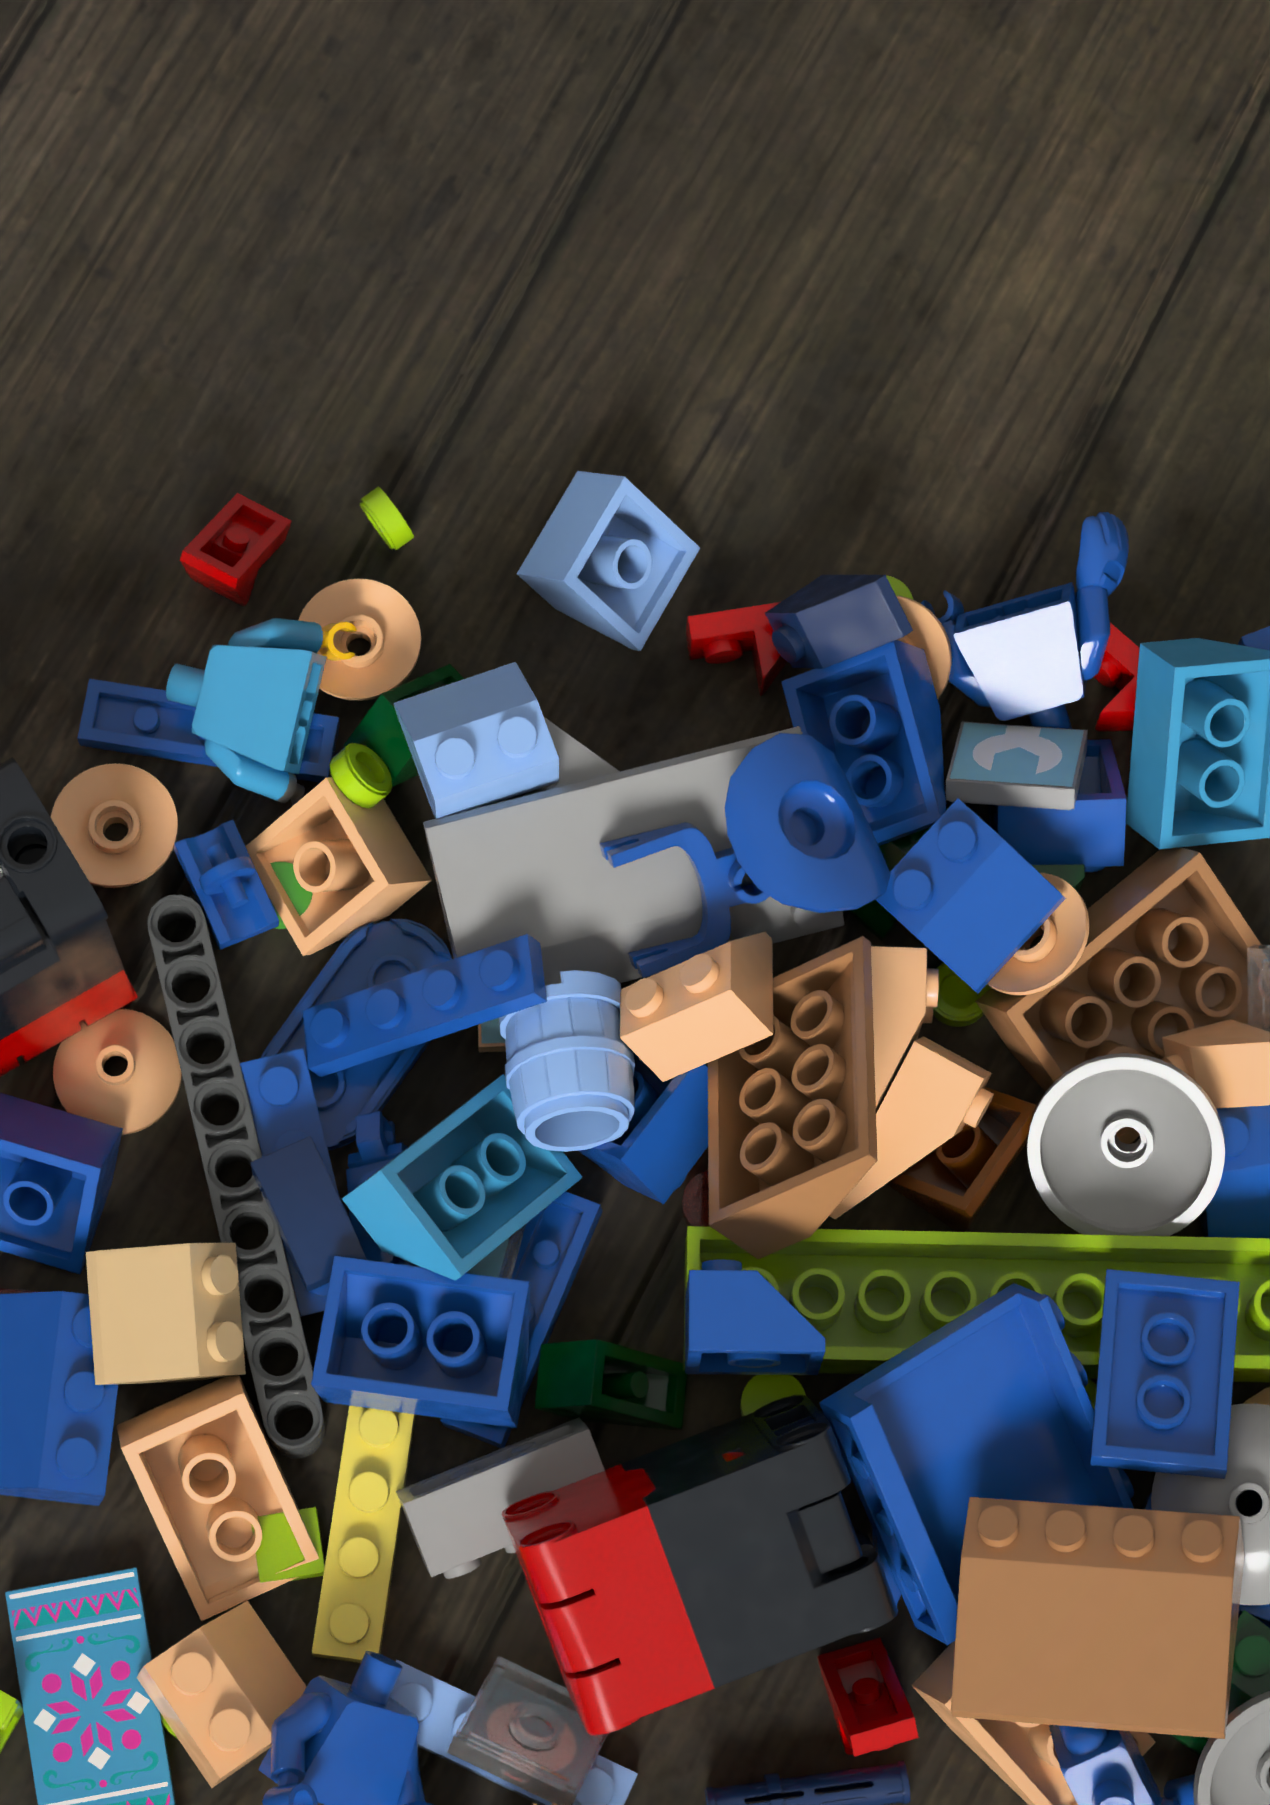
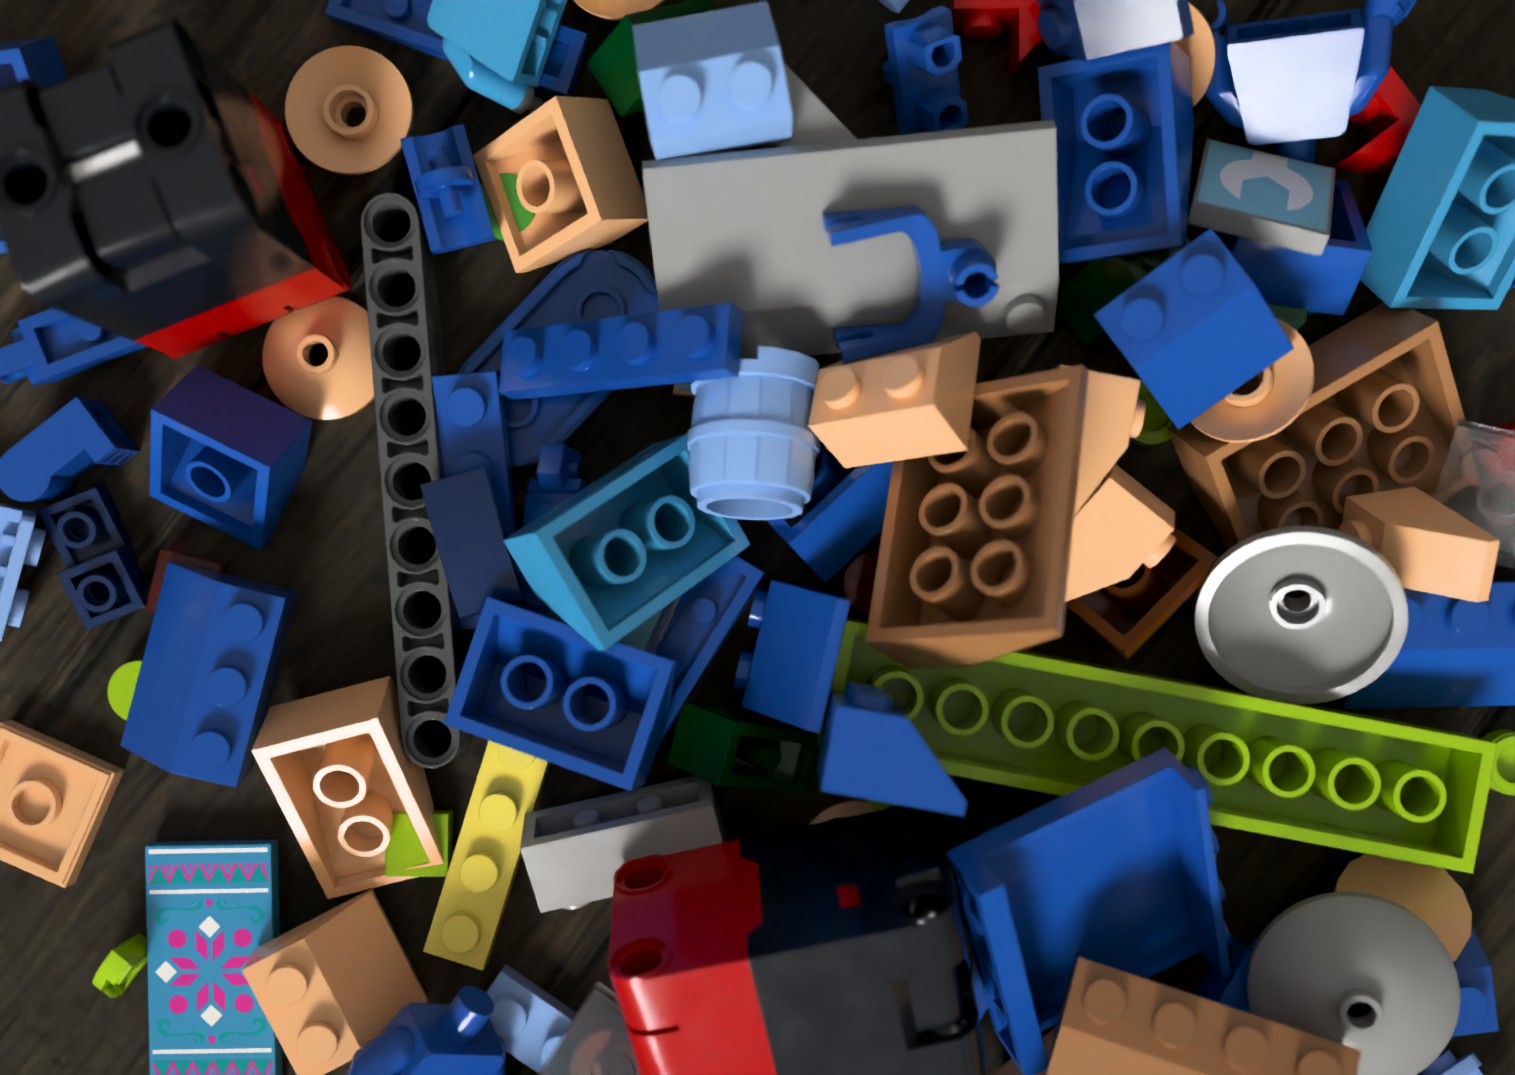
camera: 15 degrees right, 15 degrees up
(165, 1313) = (315, 621): tan slope -> none
(361, 775) = (594, 98): lime tile -> none
(643, 1274) = (793, 653): none -> blue slope
(675, 702) = (925, 73): none -> blue hips
(803, 828) = (1039, 236): blue hat -> none
(1165, 1374) = (1301, 864): blue plate -> none

